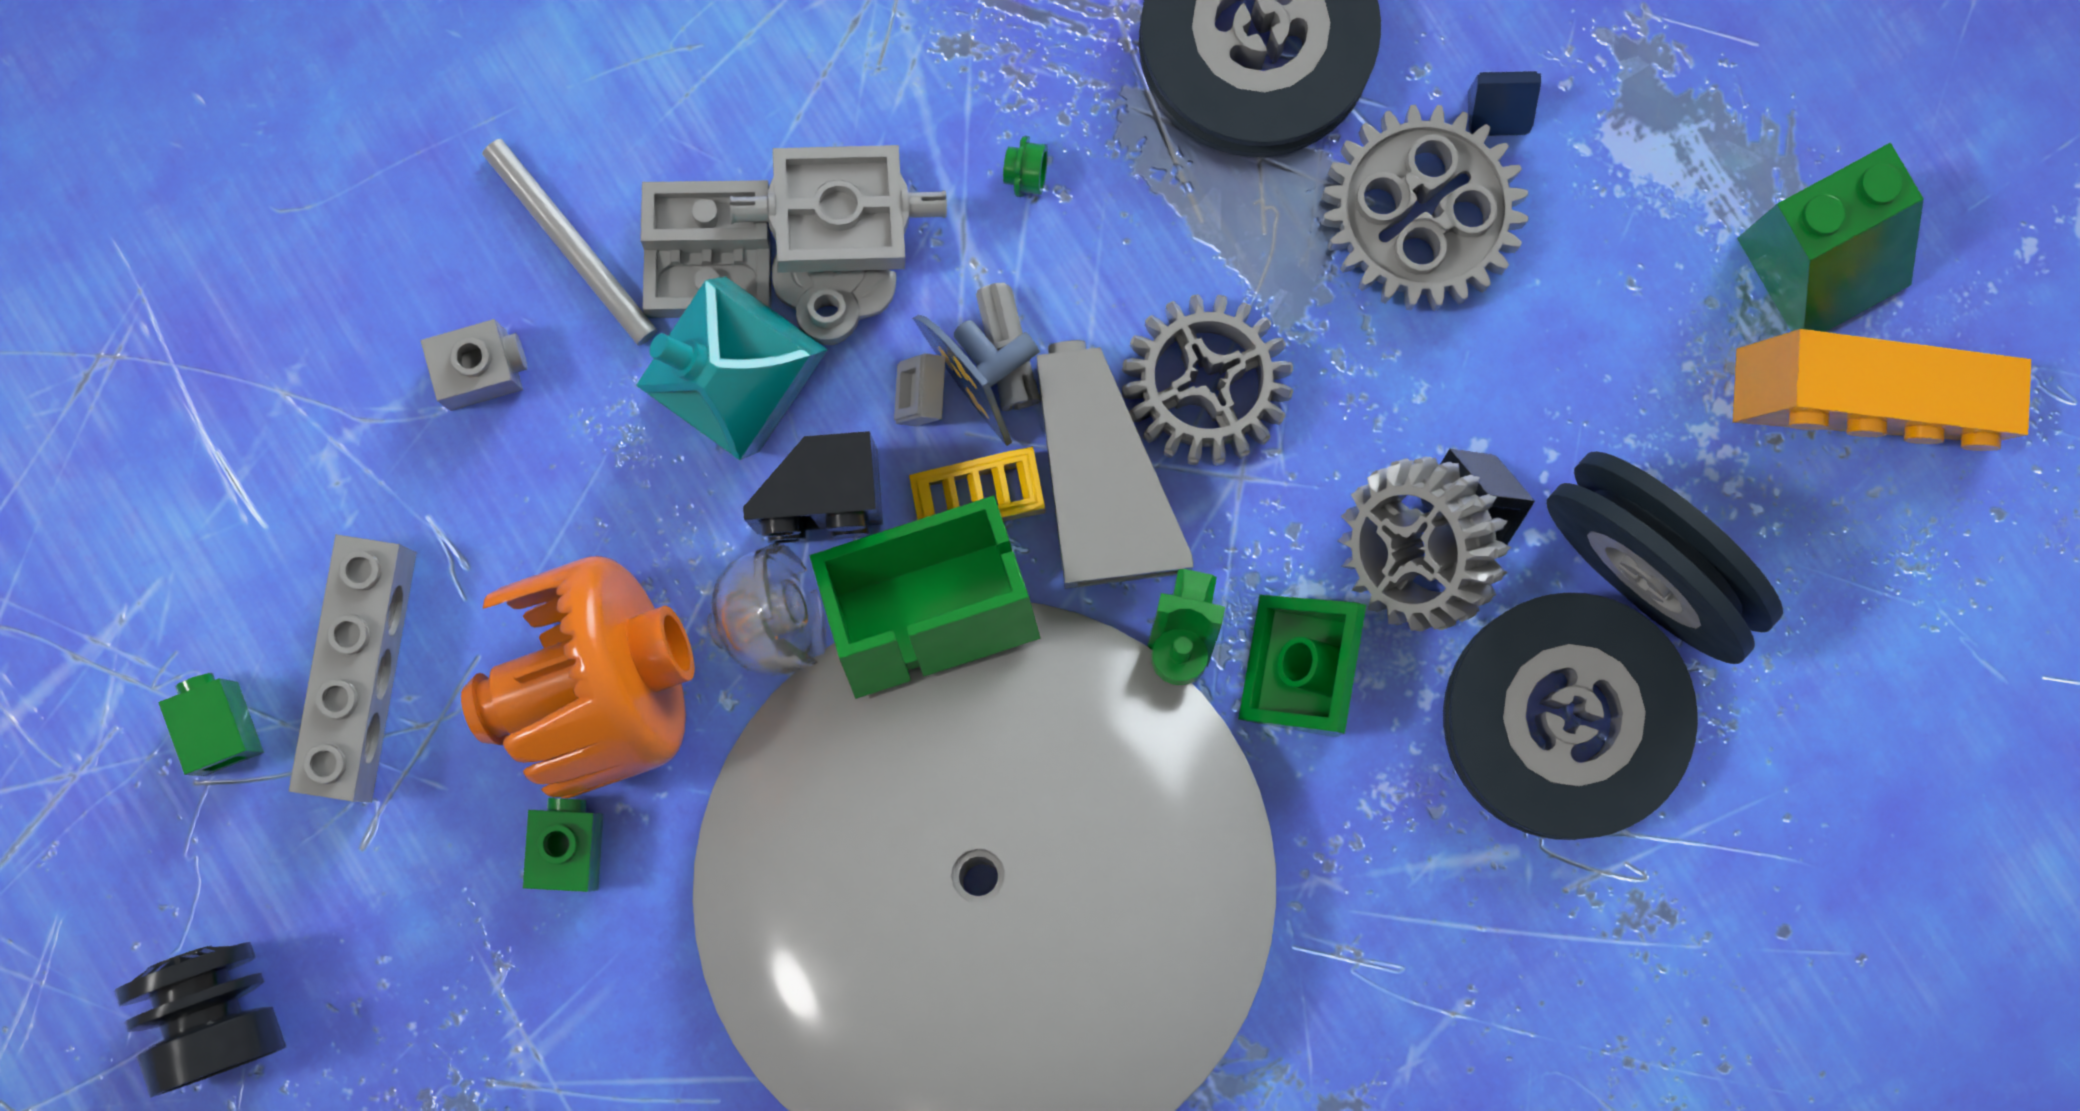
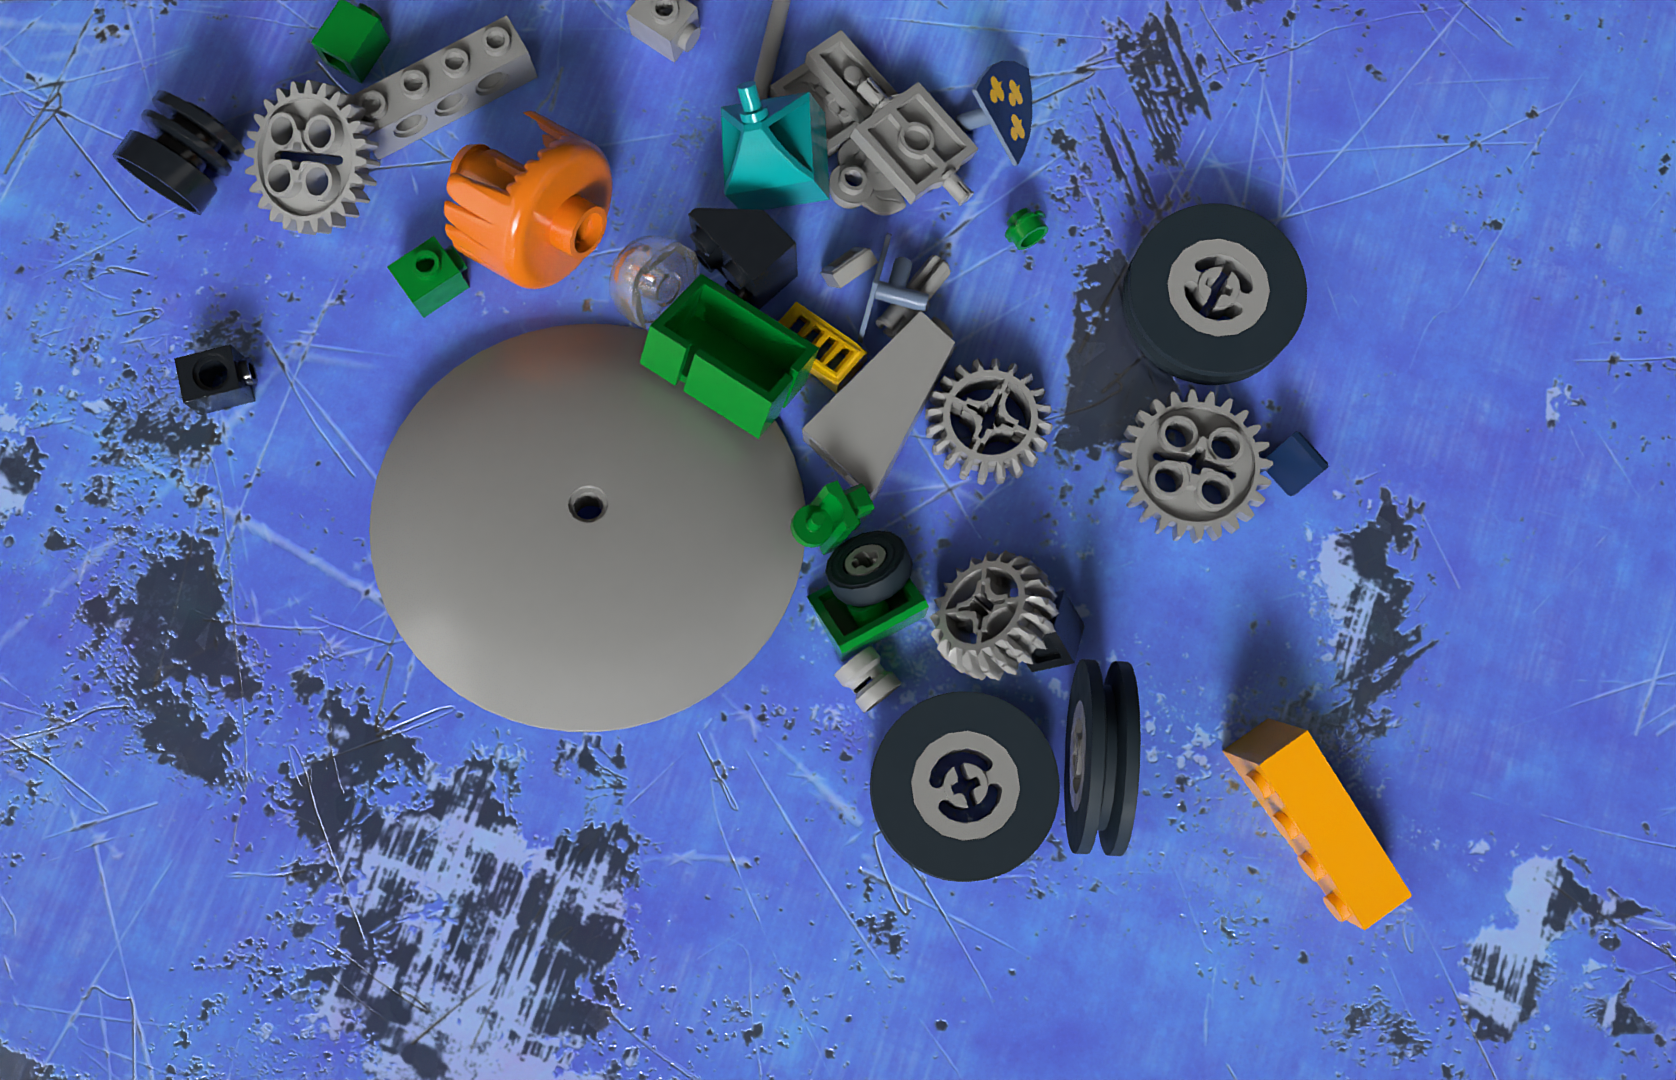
camera: 50 degrees right, 5 degrees down
(367, 915) = (315, 122): none -> light grey gear
(876, 81) = (1005, 104): none -> dark blue shield
(1295, 639) = (869, 568): none -> black bush
(1381, 726) = (862, 669): none -> light grey wheel
(1839, 242) = (1383, 720): green slope -> none

